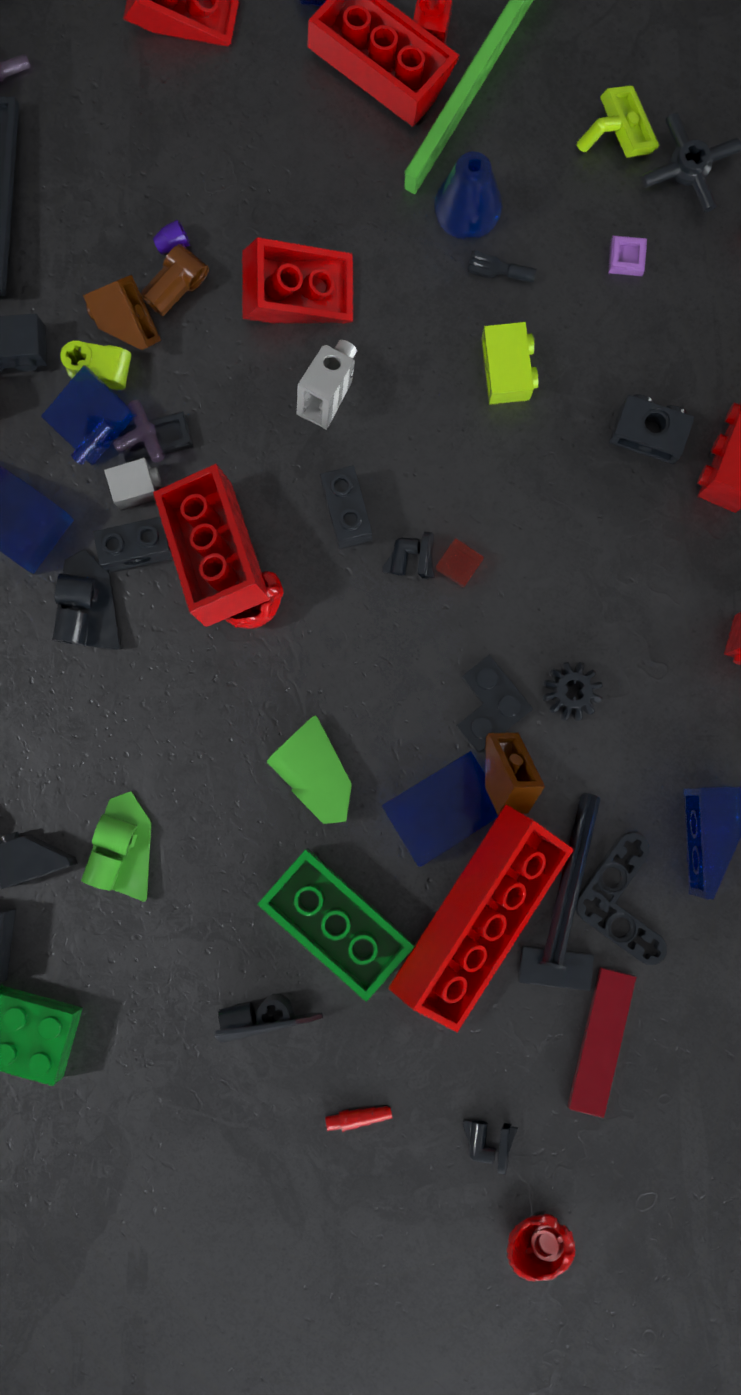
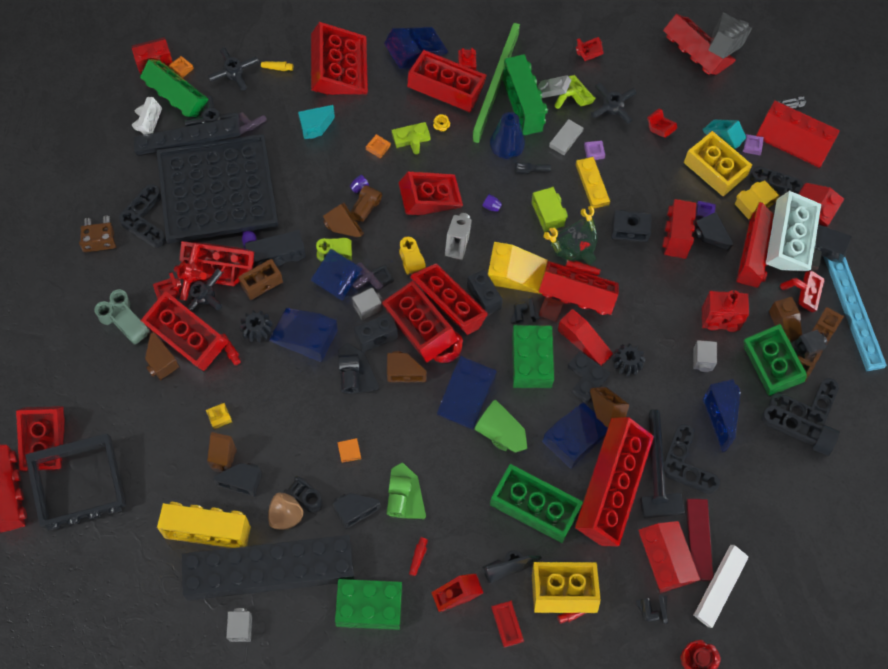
camera: 20 degrees left, 20 degrees down
(44, 751) = (349, 450): none -> orange tile
(118, 88) = (316, 121): none -> teal slope
(120, 962) = (418, 556): none -> red animal
(167, 621) = (404, 368): none -> reddish brown slope
(169, 1043) = (457, 592): none -> red slope
(225, 164) = (378, 146): none -> orange tile
(231, 410) = (411, 256): none -> yellow piece
(239, 1112) = (507, 624): none -> red tile
(269, 691) = (467, 392): none -> clear blue slope
(275, 509) = (450, 298): none -> red slope
(290, 155) = (411, 135): none -> lime plate
(347, 1083) = (565, 587): none -> yellow brick
(349, 131) = (441, 119): none -> yellow plate
(401, 649) = (532, 356): none -> green brick
(406, 328) = (492, 203): none -> dark purple hose
(417, 471) = (516, 268): none -> yellow slope
(505, 633) = (584, 337): none -> red slope
(520, 534) = (579, 288): none -> red slope
(522, 110) = (523, 94): none -> green brick
(538, 492) = (582, 267): none -> red animal
(538, 1065) = (668, 555): none -> red slope
(541, 438) = (577, 240): none -> clear green torso
(581, 216) = (566, 137): none -> light grey tile
(583, 105) = (554, 86): none -> light grey plate
(605, 322) = (592, 182): none -> yellow plate
(613, 1132) = (721, 586): none -> white tile
(678, 33) = (589, 49): none -> red bracket
(711, 714) = (705, 355): none -> light grey brick

